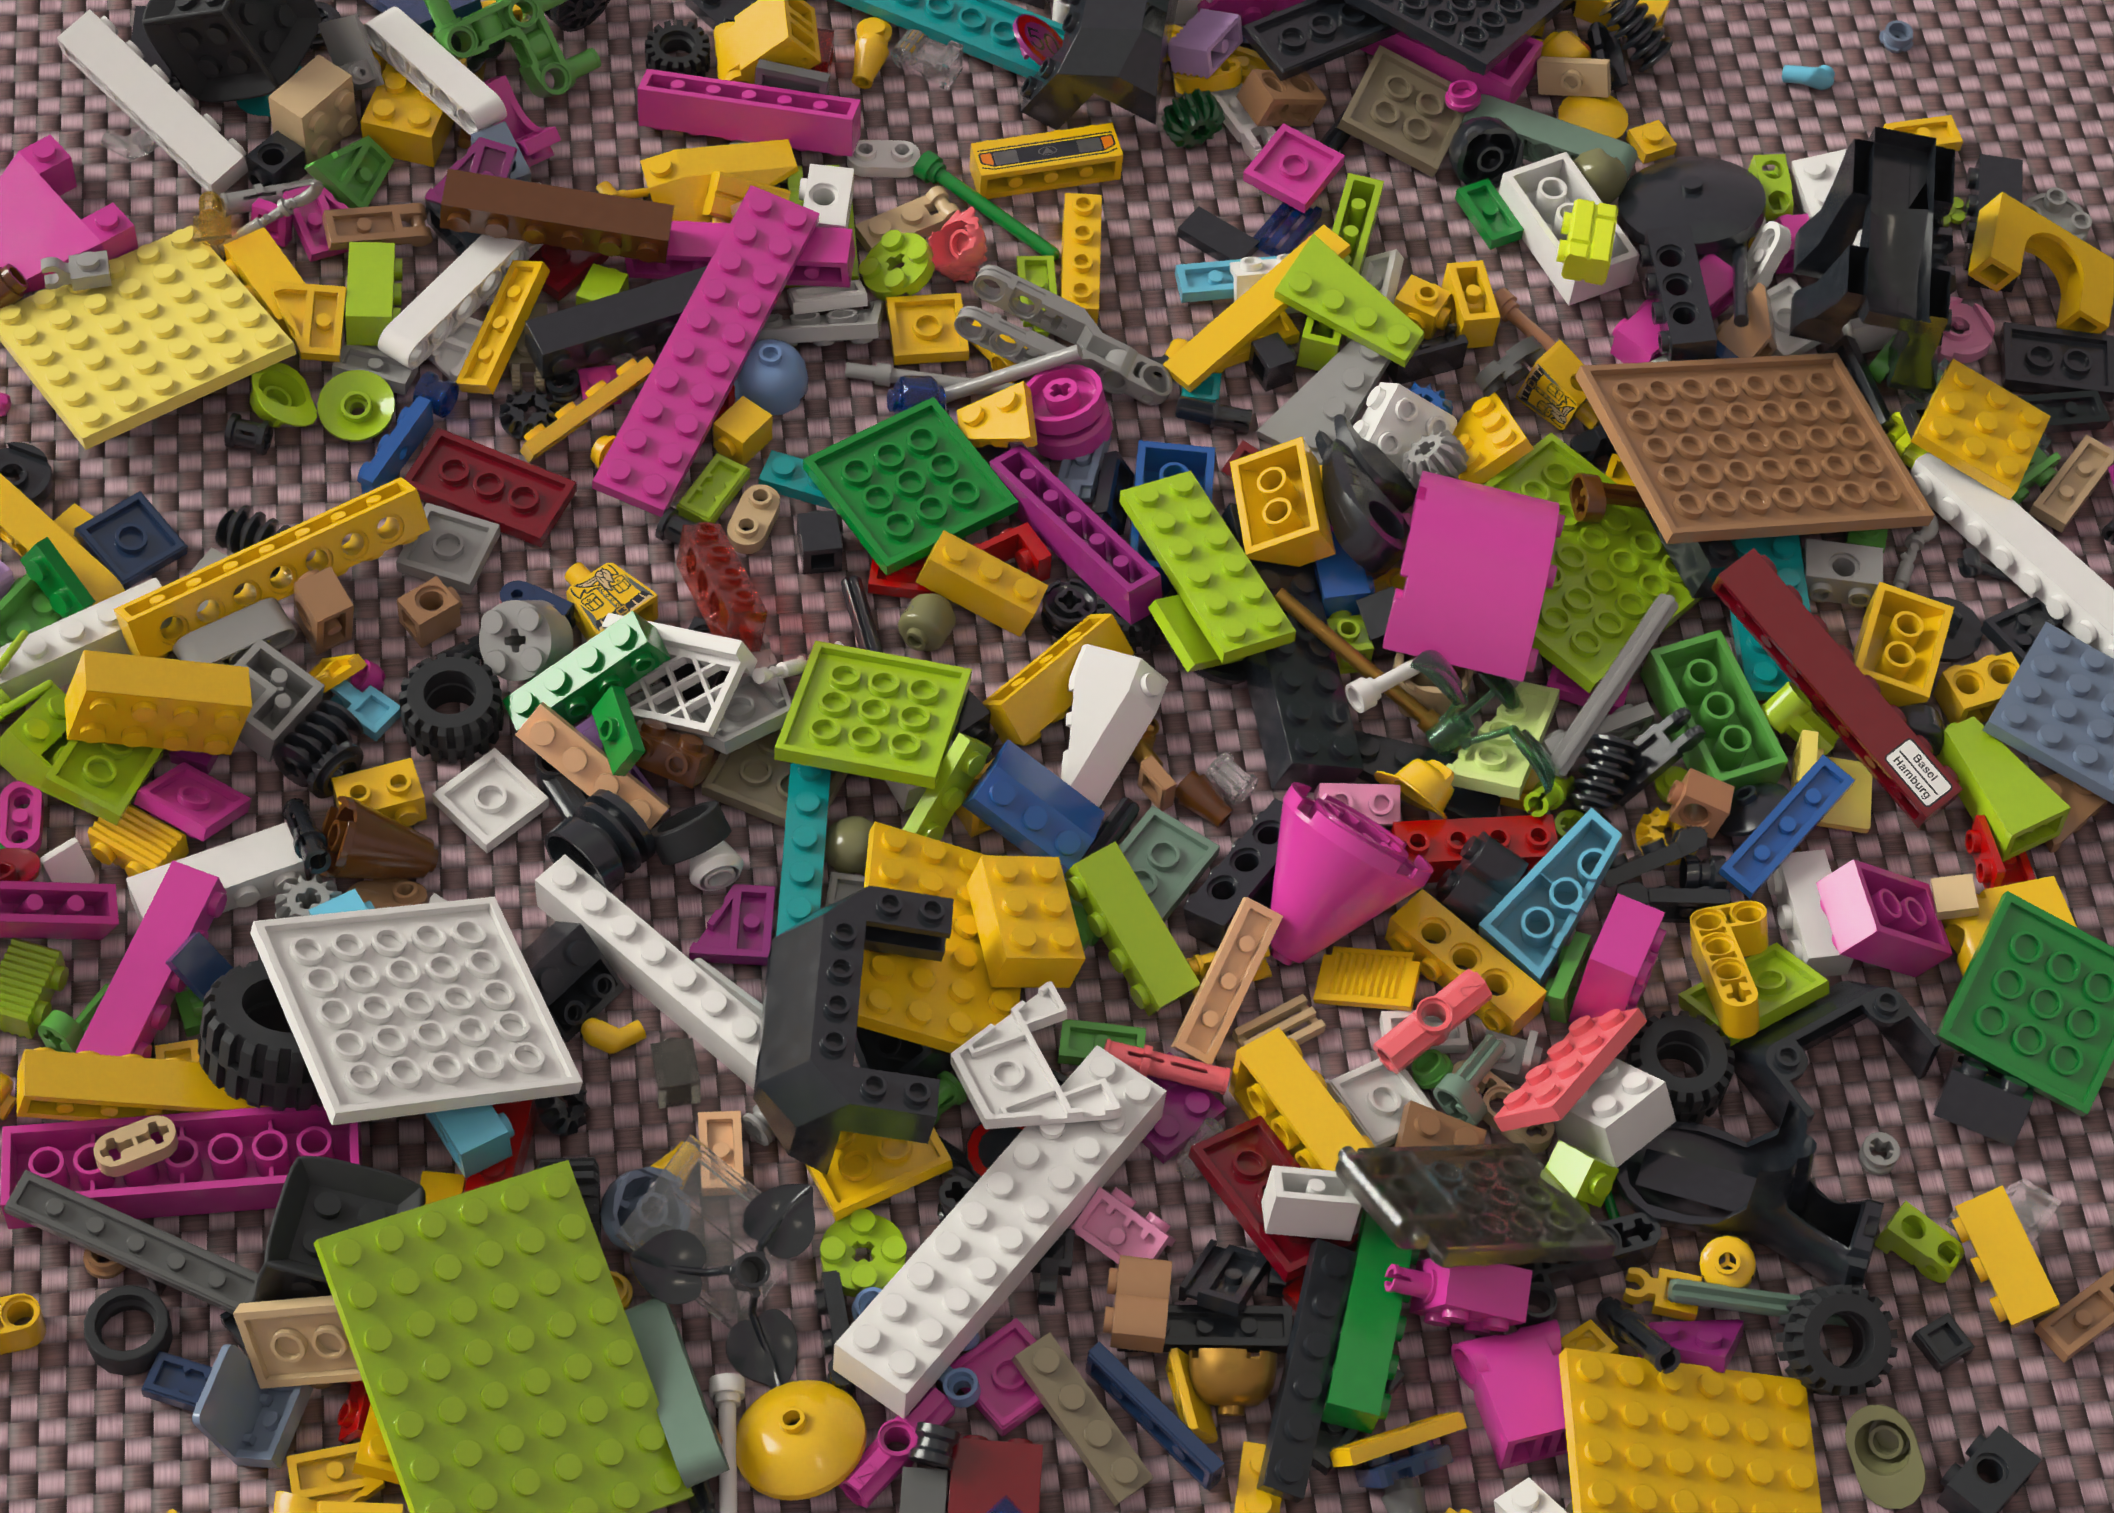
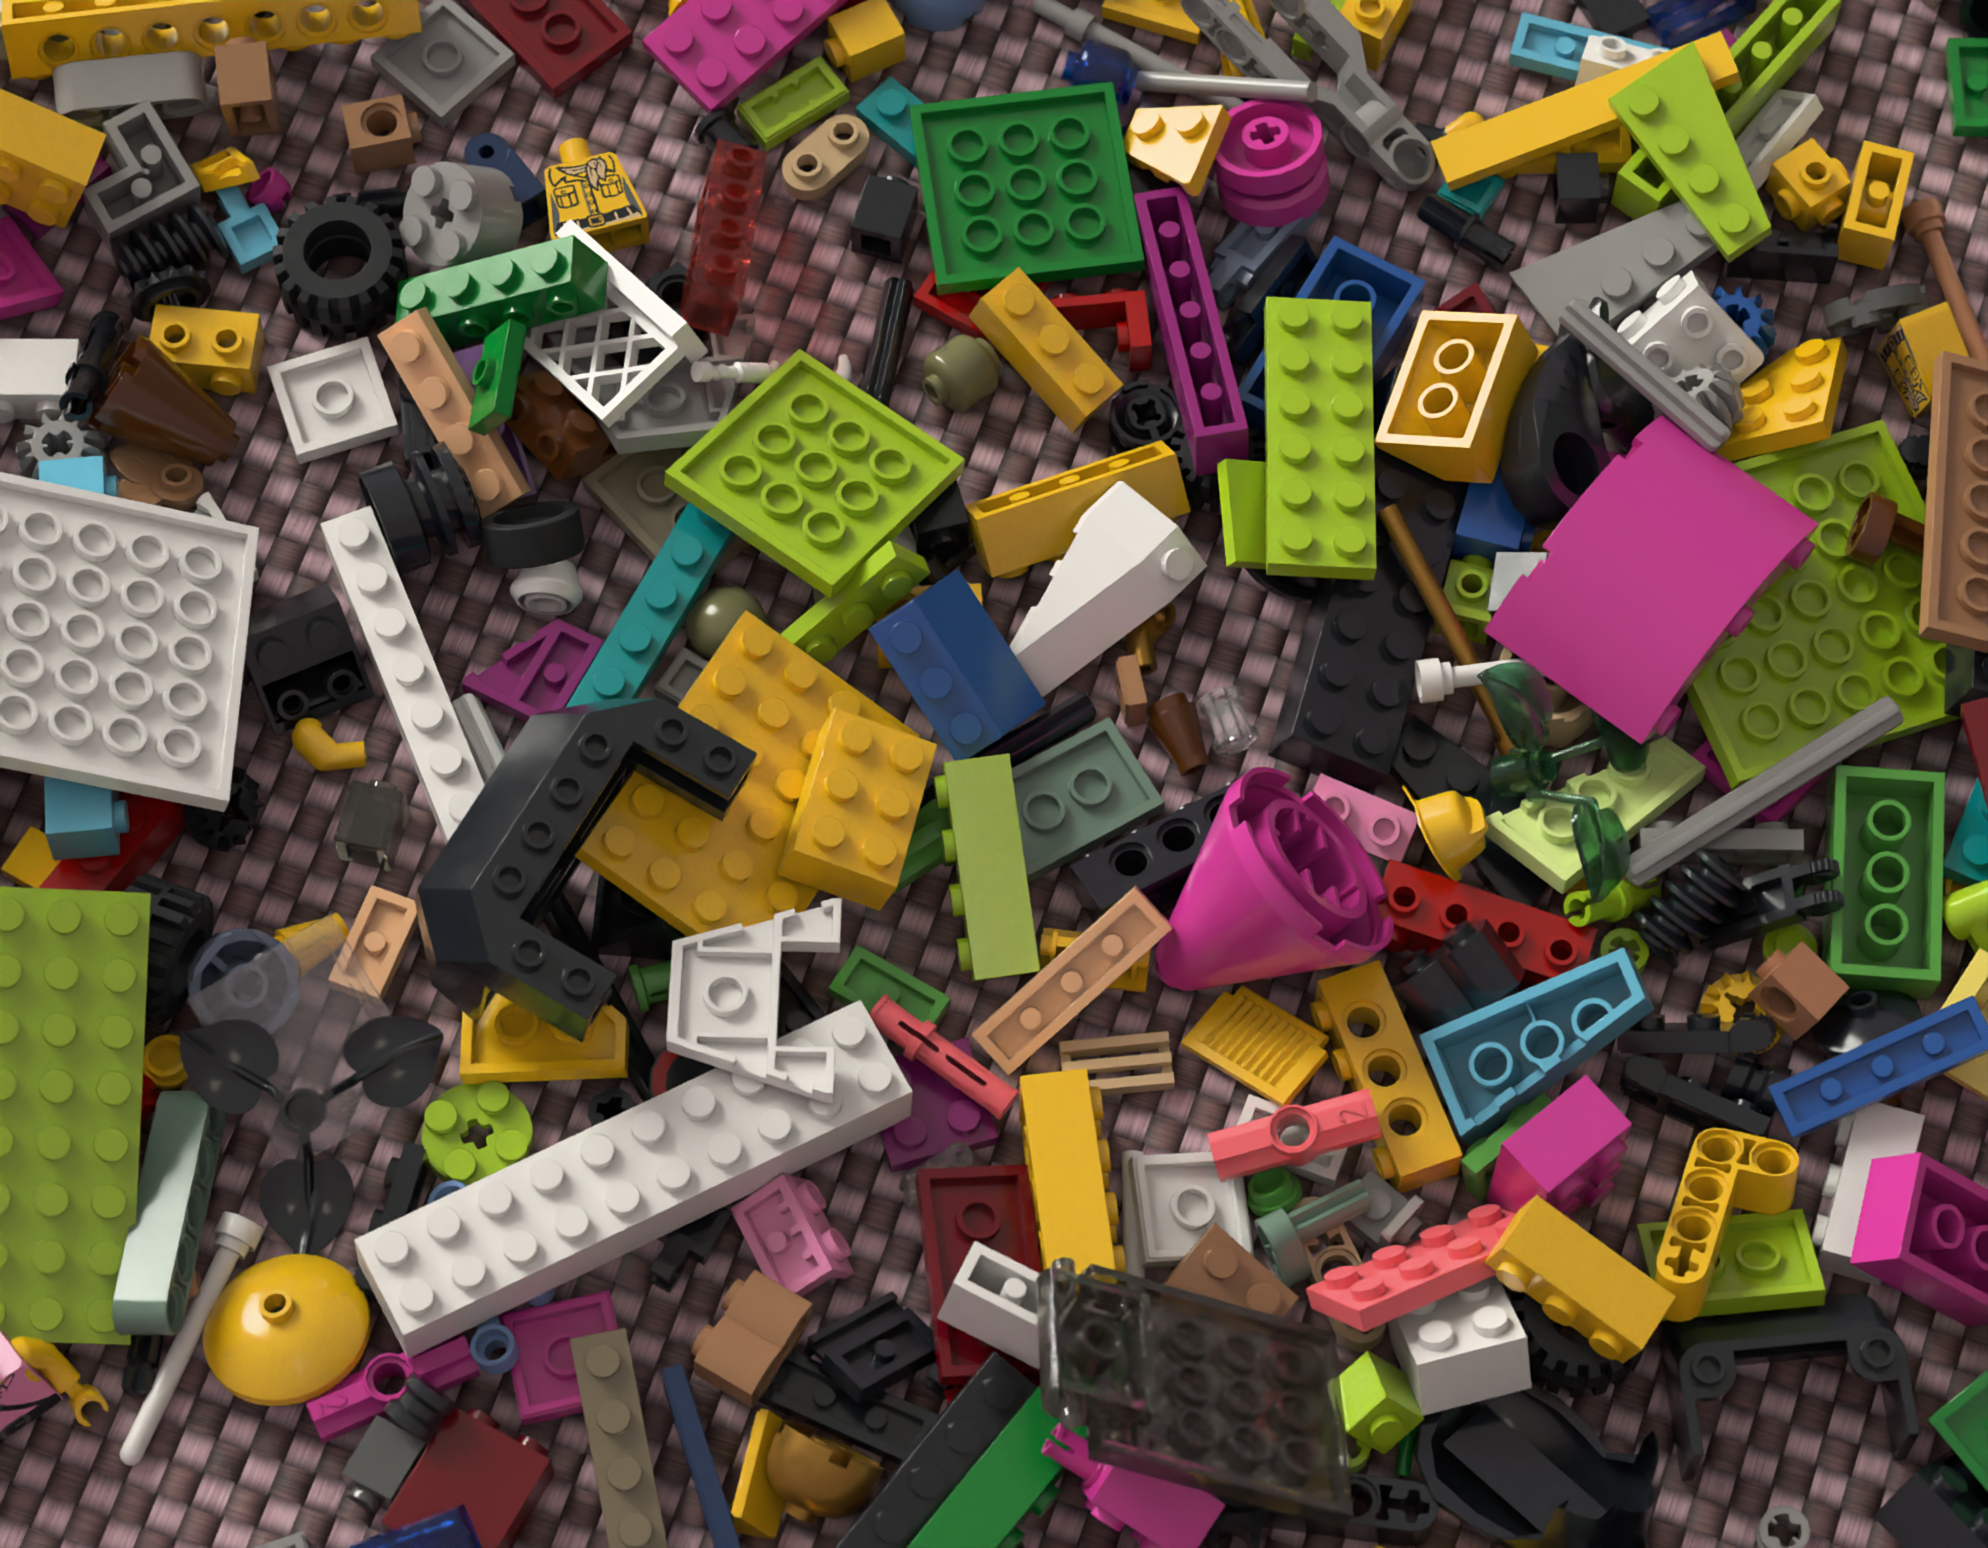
camera: 30 degrees right, 10 degrees up
(1398, 449) = (1644, 376): none -> light grey axle
(1679, 1030) = (1579, 1280): none -> yellow brick

